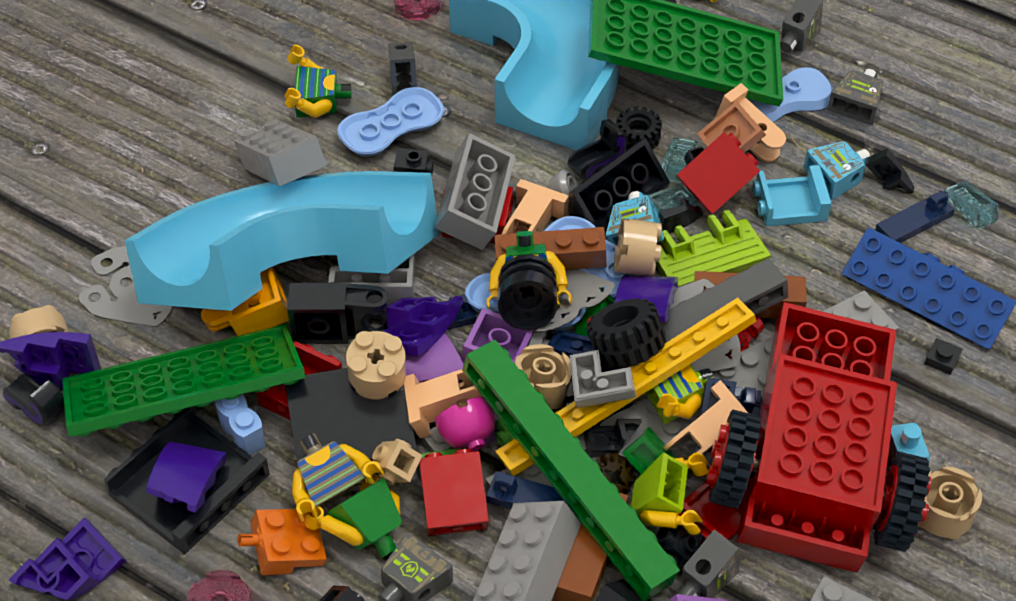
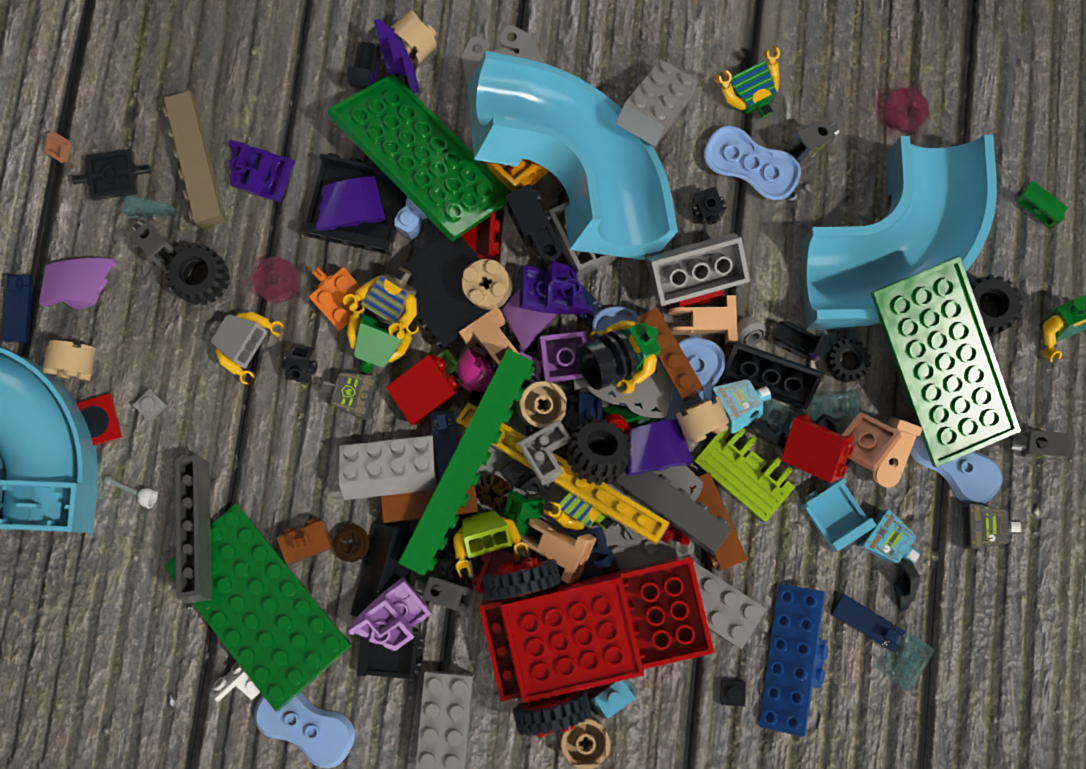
camera: 65 degrees right, 30 degrees up
(396, 460) = (420, 339): tan brick -> none

